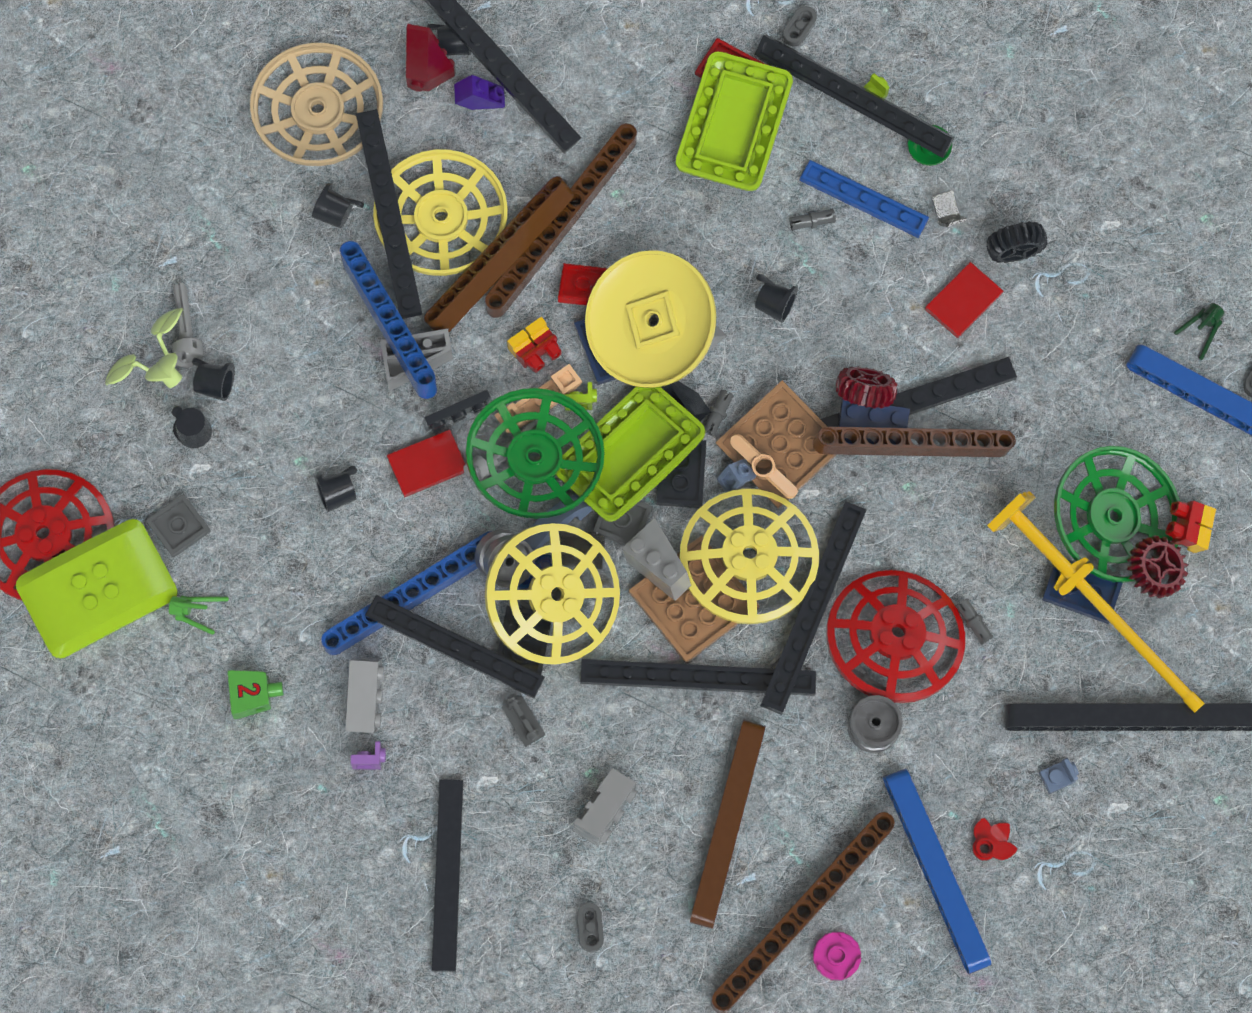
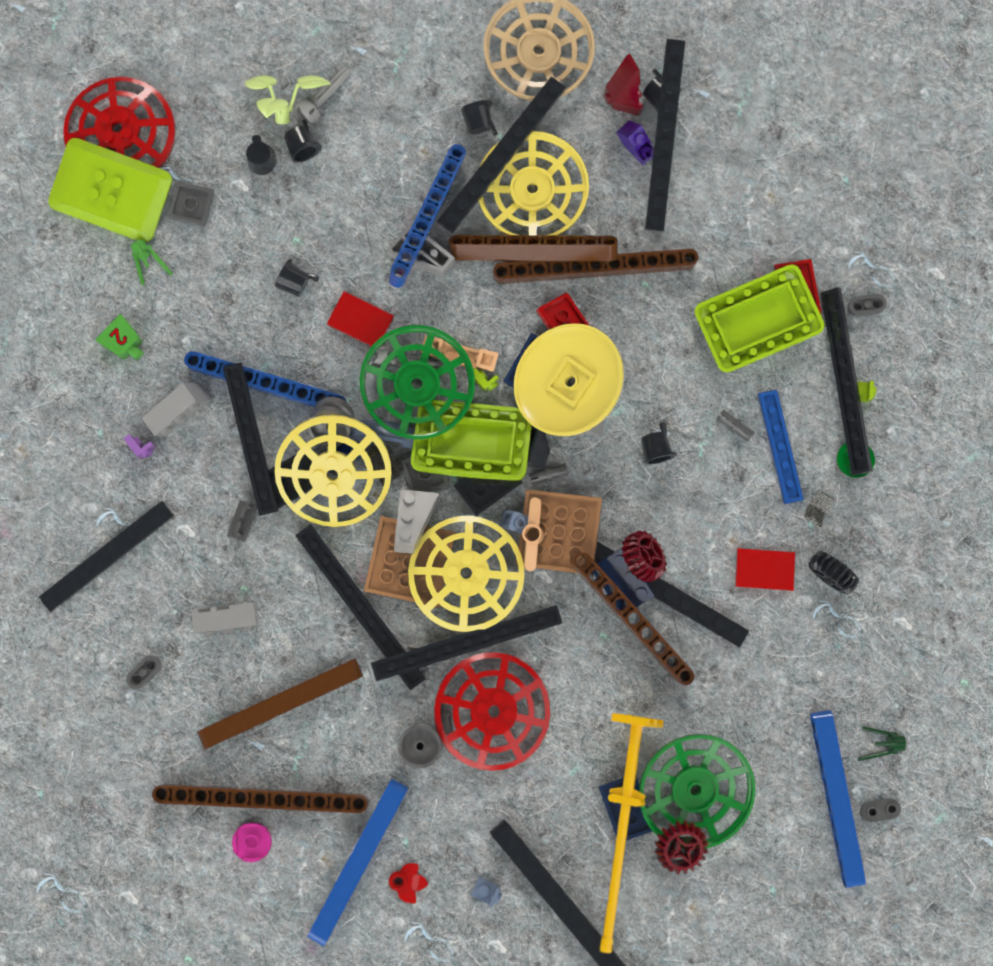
camera: 50 degrees right, 10 degrees up
(456, 411) = (405, 310): black plate -> none
(533, 343) = (486, 320): red hips -> none
(974, 621) = (545, 753): dark grey pin -> none
(1192, 525) = (730, 845): red hips -> none

